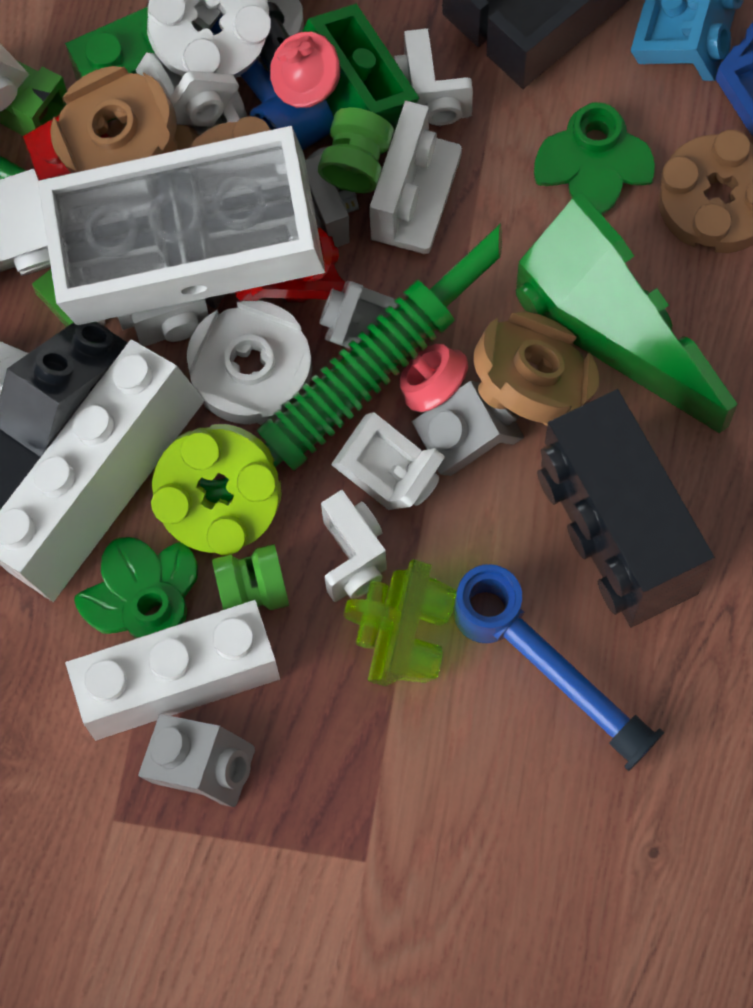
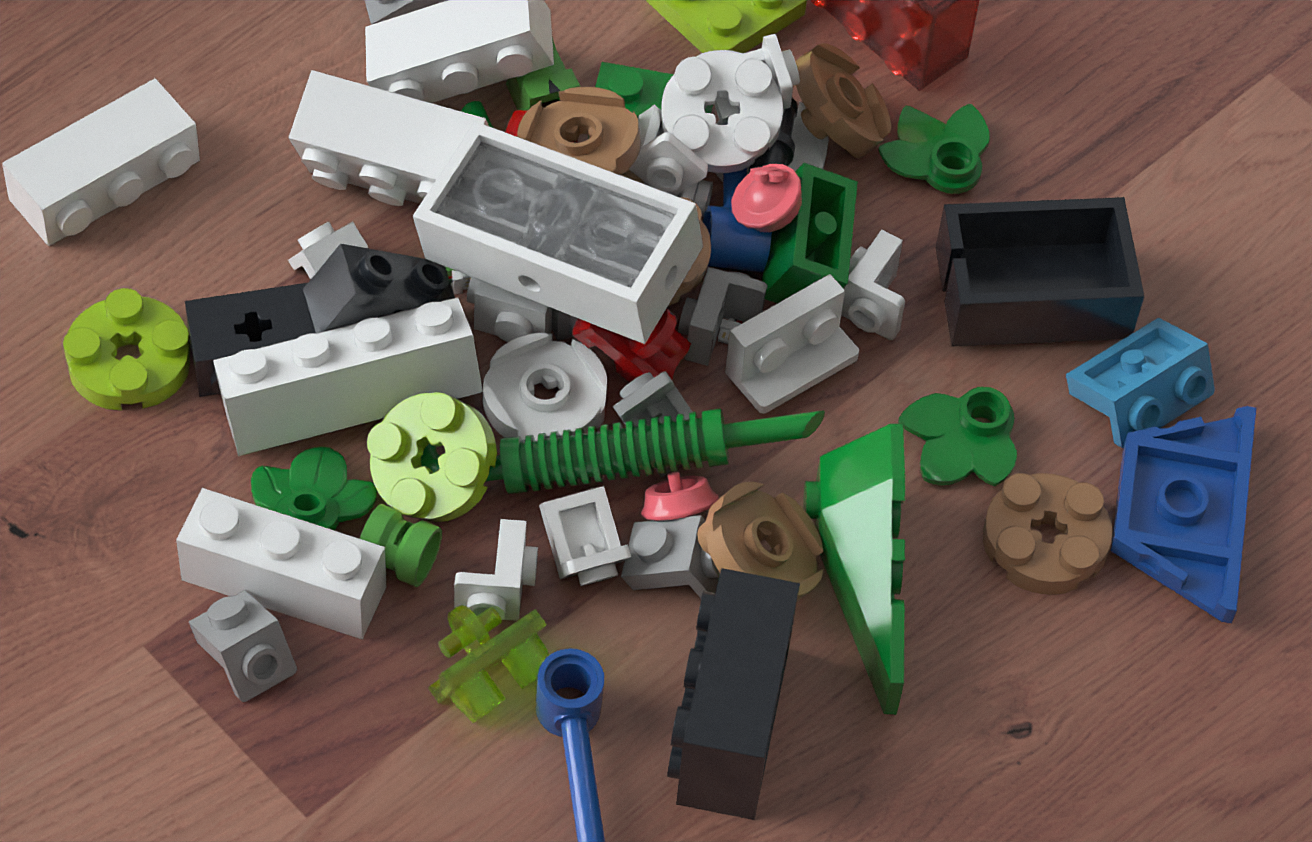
camera: 30 degrees right, 15 degrees down
(356, 149) = (756, 282): bright green wheel -> none

